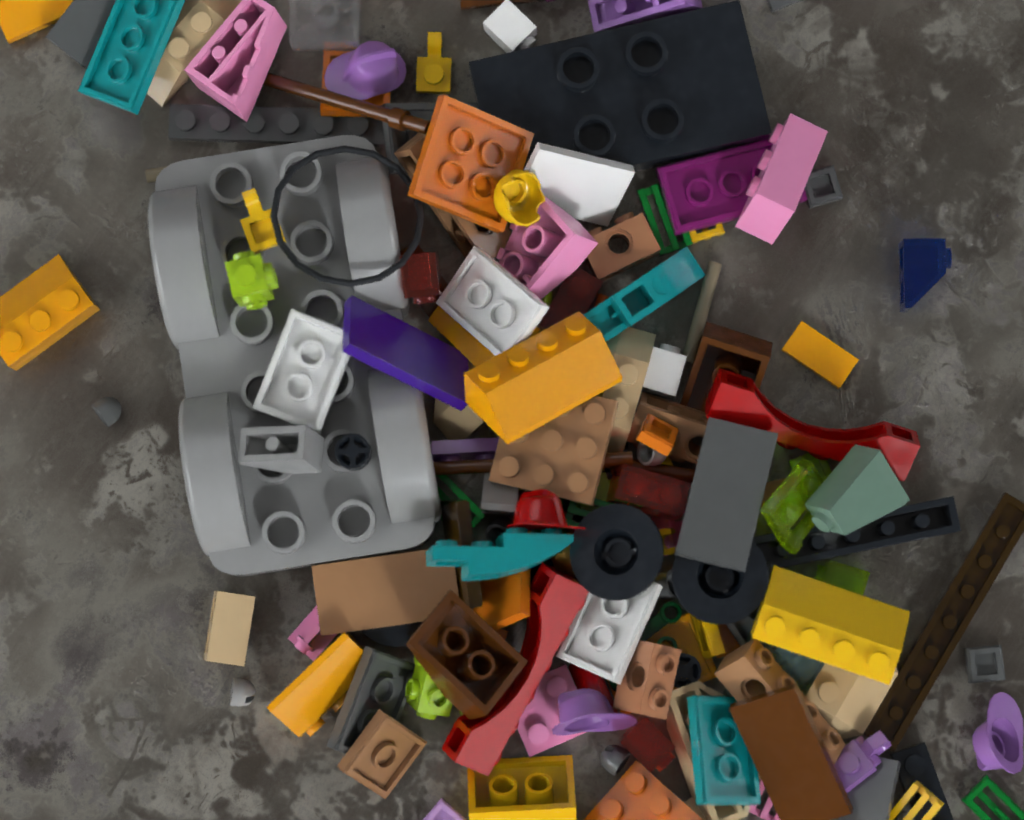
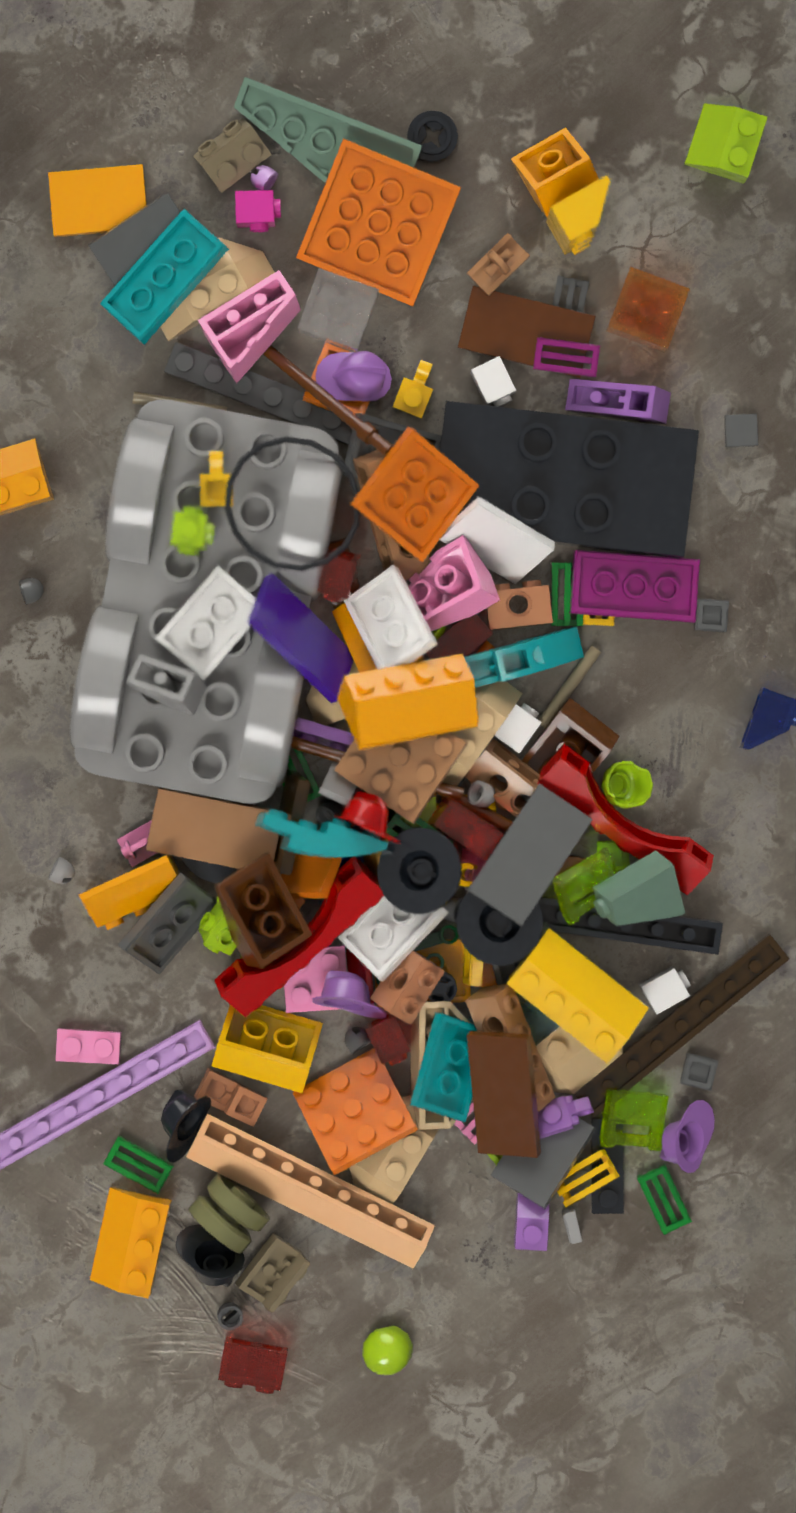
camera: 20 degrees right, 5 degrees up
(229, 628) = (70, 814): tan hinge -> none
(349, 448) = (222, 705): black wheel -> none
(382, 754) = (162, 966): medium nougat tile -> none
(519, 197) = (445, 539): yellow hair -> none
(657, 434) = (491, 782): orange tile -> none
(781, 178) = (679, 598): bright pink wedge -> none
(799, 390) = (627, 785): none -> lime hair
(820, 355) = (657, 759): light orange tile -> none
(843, 576) = (604, 957): clear neon green brick -> none
(918, 589) = (666, 989): none -> white brick
(932, 727) = (633, 1109): none -> clear neon green plate

